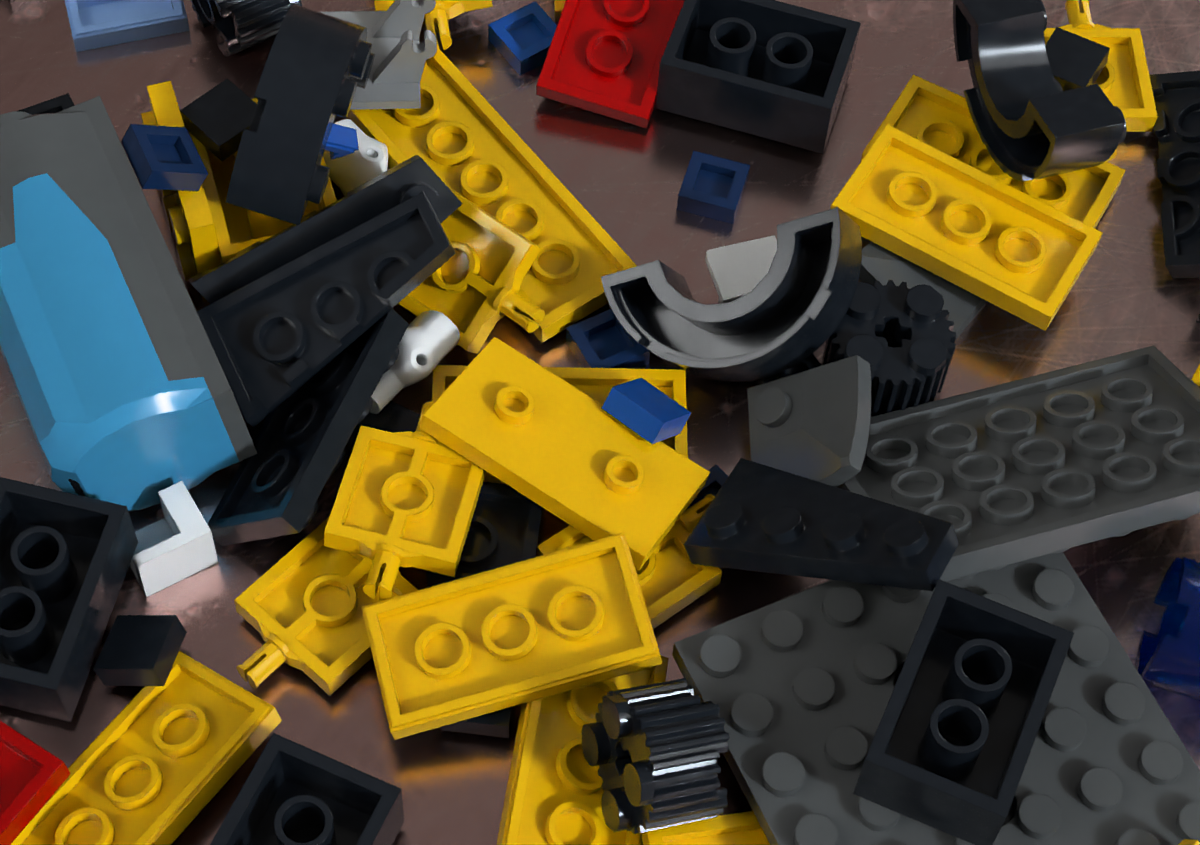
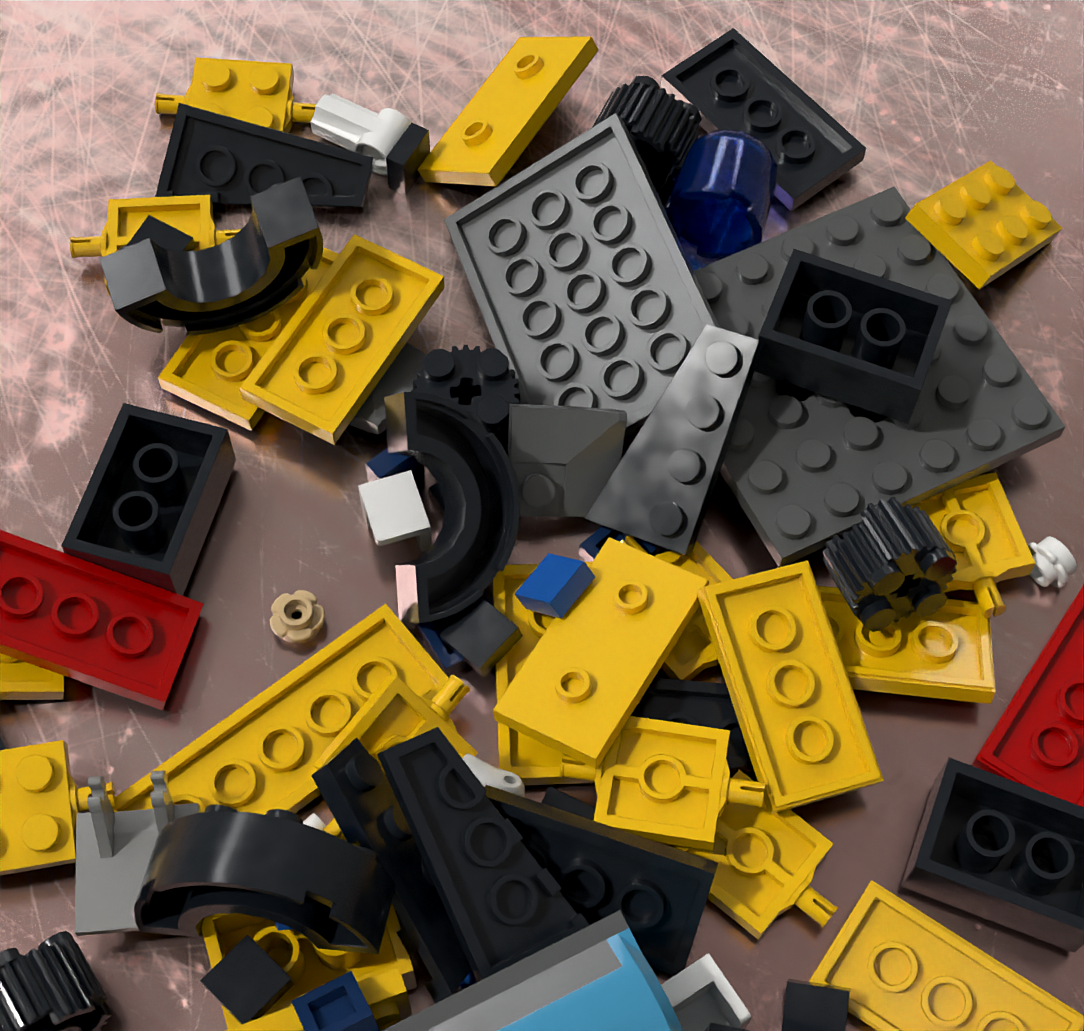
camera: 90 degrees left, 5 degrees up
(523, 37) = (86, 723): blue tile -> none
(595, 350) = (481, 635): none -> black tile
(634, 215) = (297, 630): none -> tan plate
(713, 187) = (275, 551): dark blue tile -> none

